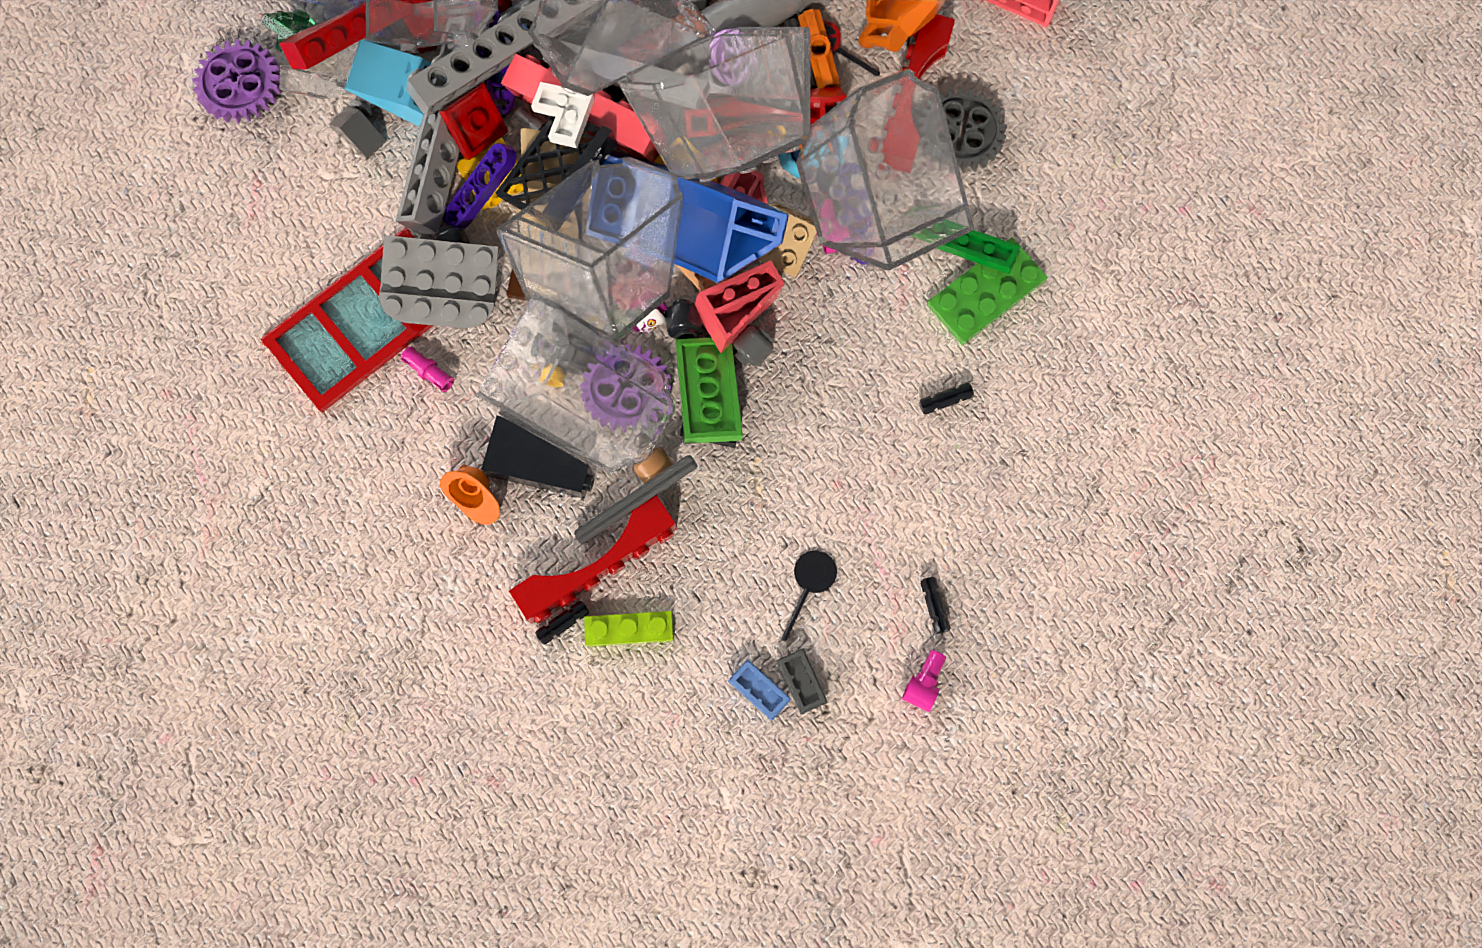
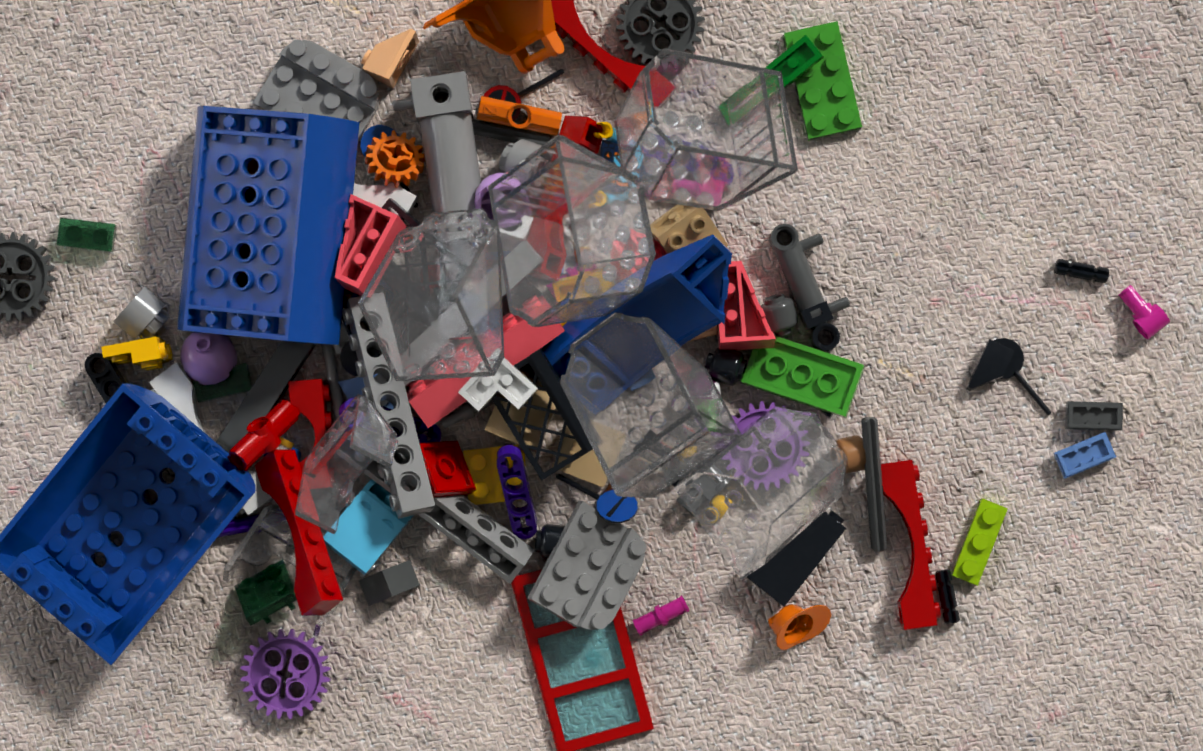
camera: 65 degrees left, 10 degrees up
(505, 281) = (609, 505): none -> blue piece
(772, 374) = (813, 309): none -> dark grey piece
(802, 560) = (991, 364): none -> black slope
(946, 398) = (904, 168): black axle -> none

